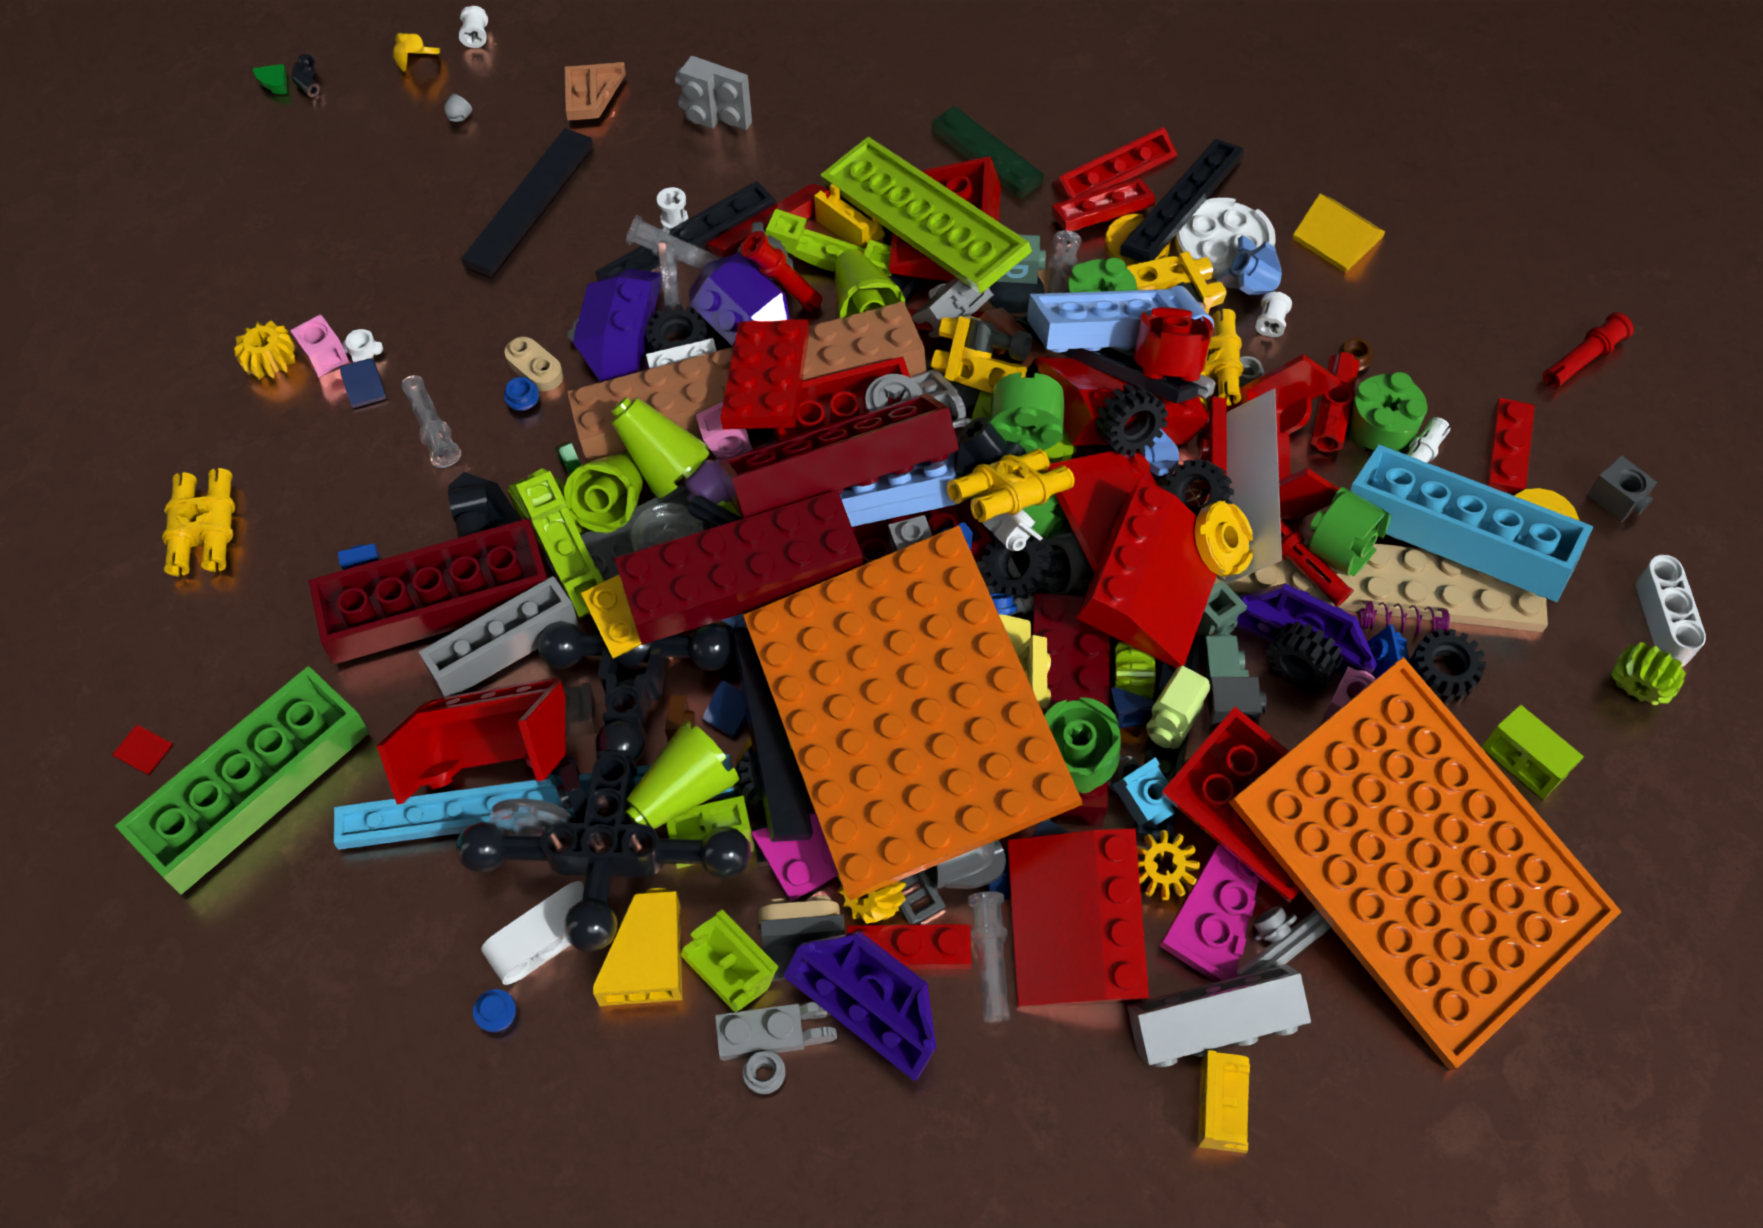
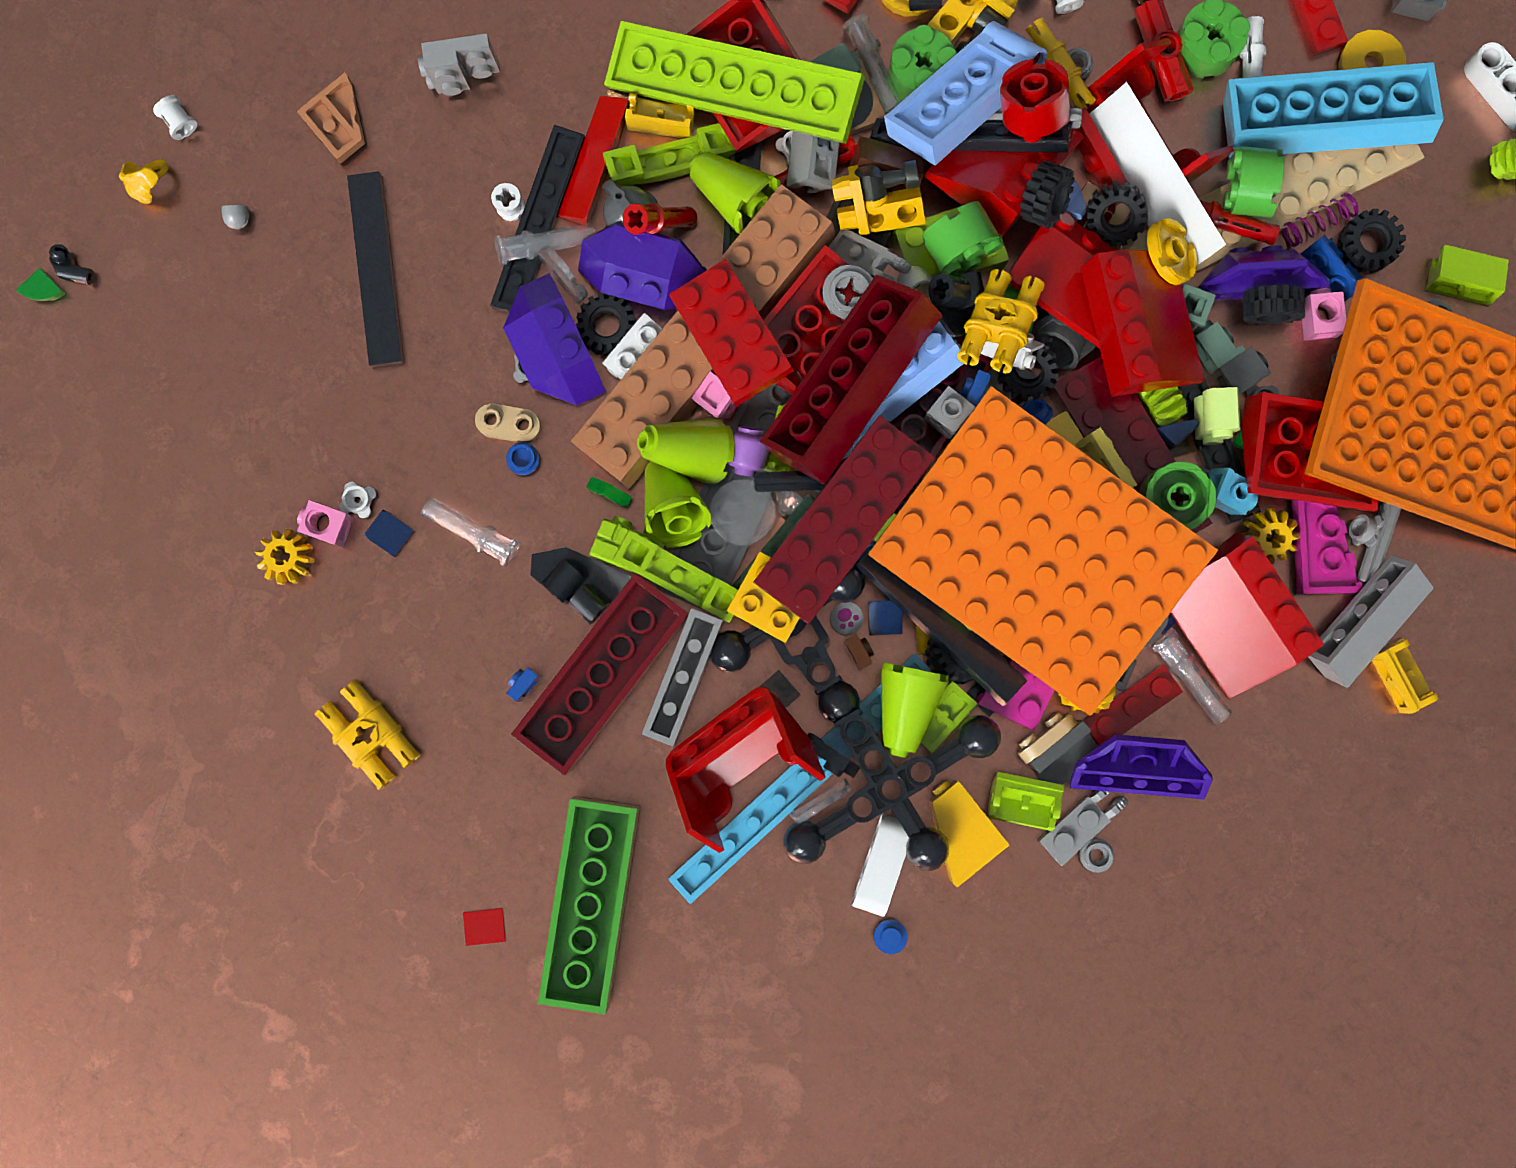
camera: 30 degrees left, 25 degrees up
(695, 687) = (846, 618): none -> light grey tile

